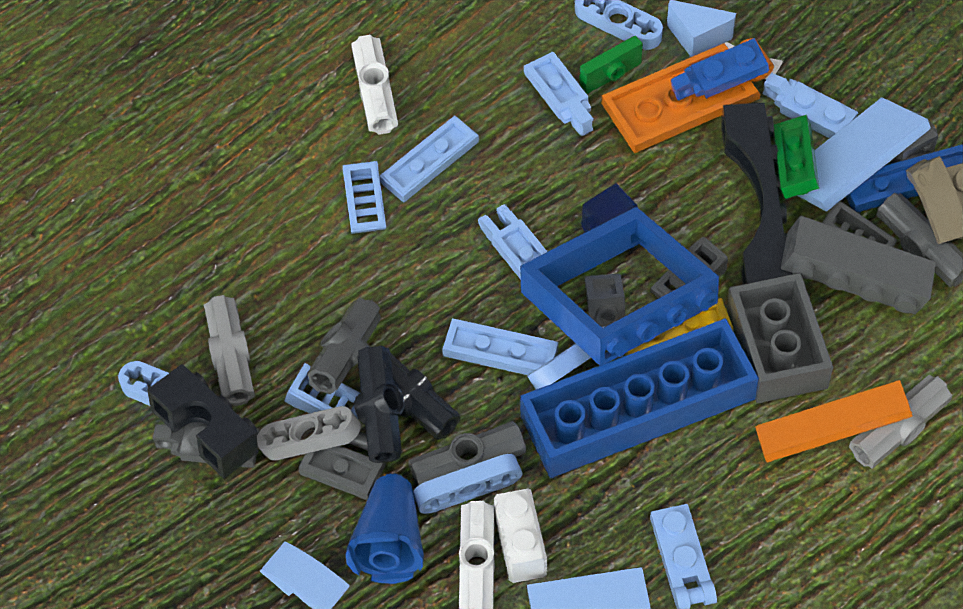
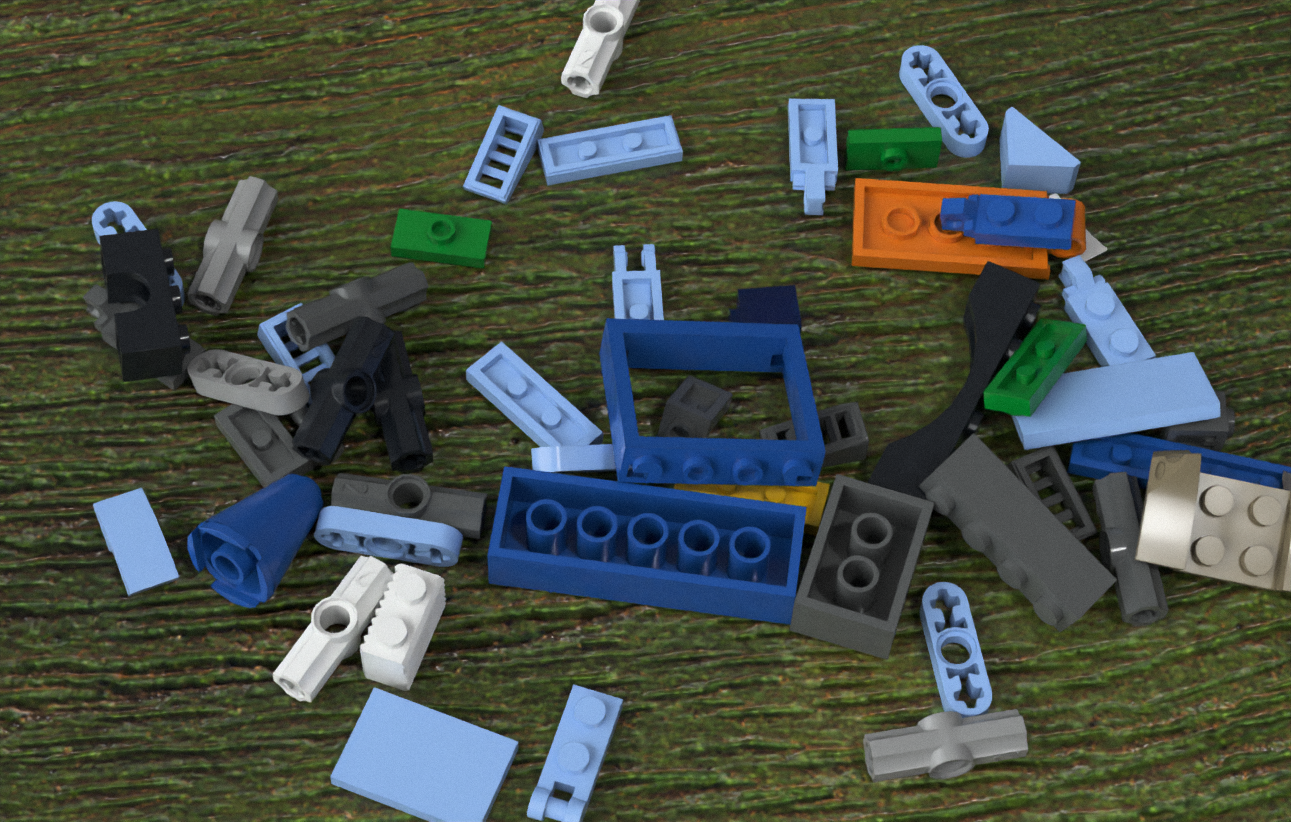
camera: 25 degrees right, 0 degrees up
(361, 273) = (441, 238): none -> green plate
(833, 421) = (859, 699): orange tile -> none
(864, 346) = (961, 632): none -> light blue beam

